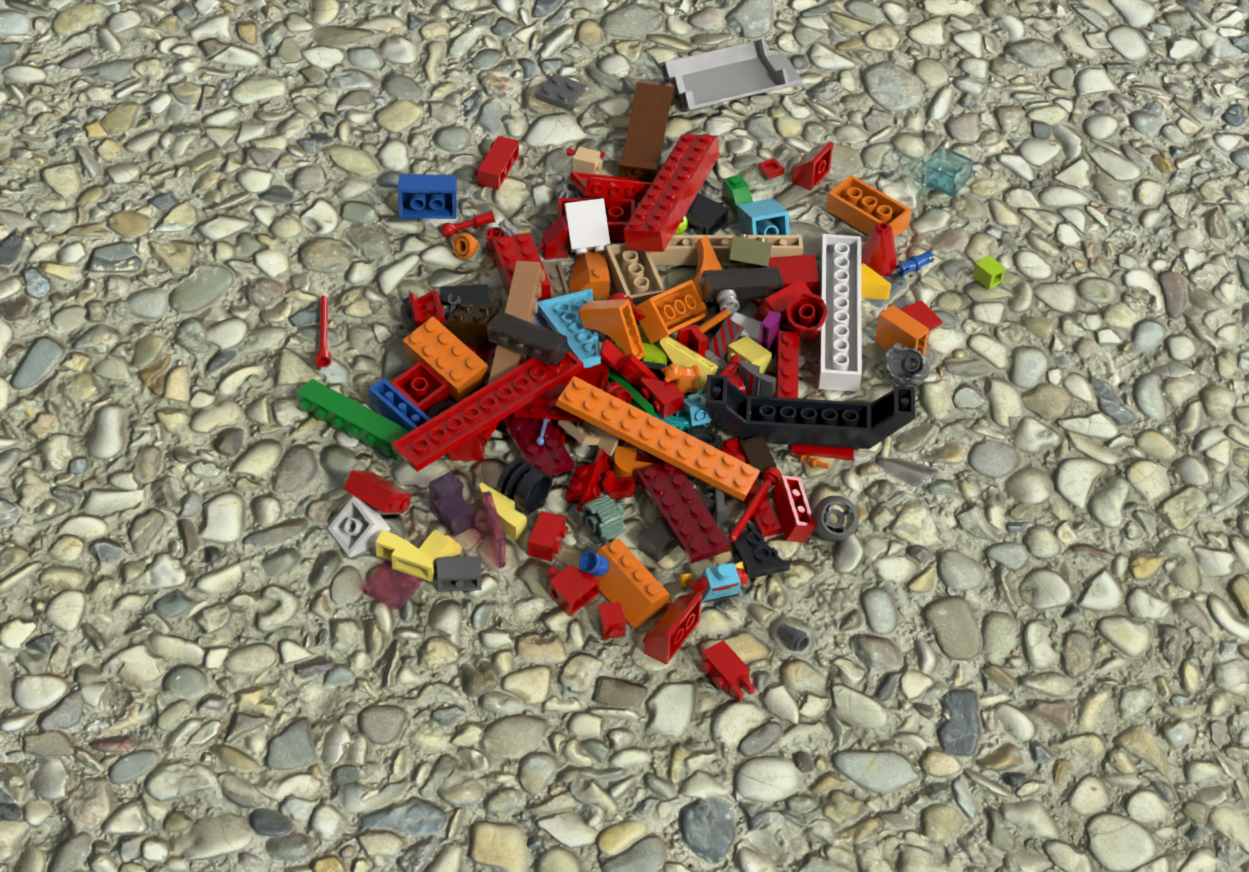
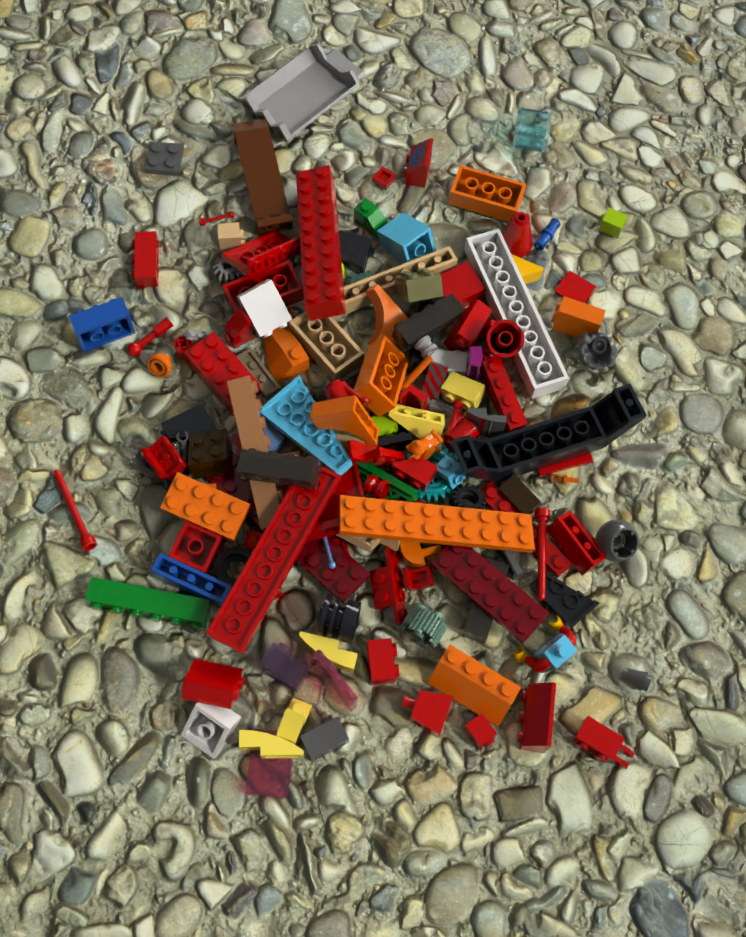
camera: 25 degrees left, 20 degrees up
(594, 564) = (437, 684): blue wheel -> none

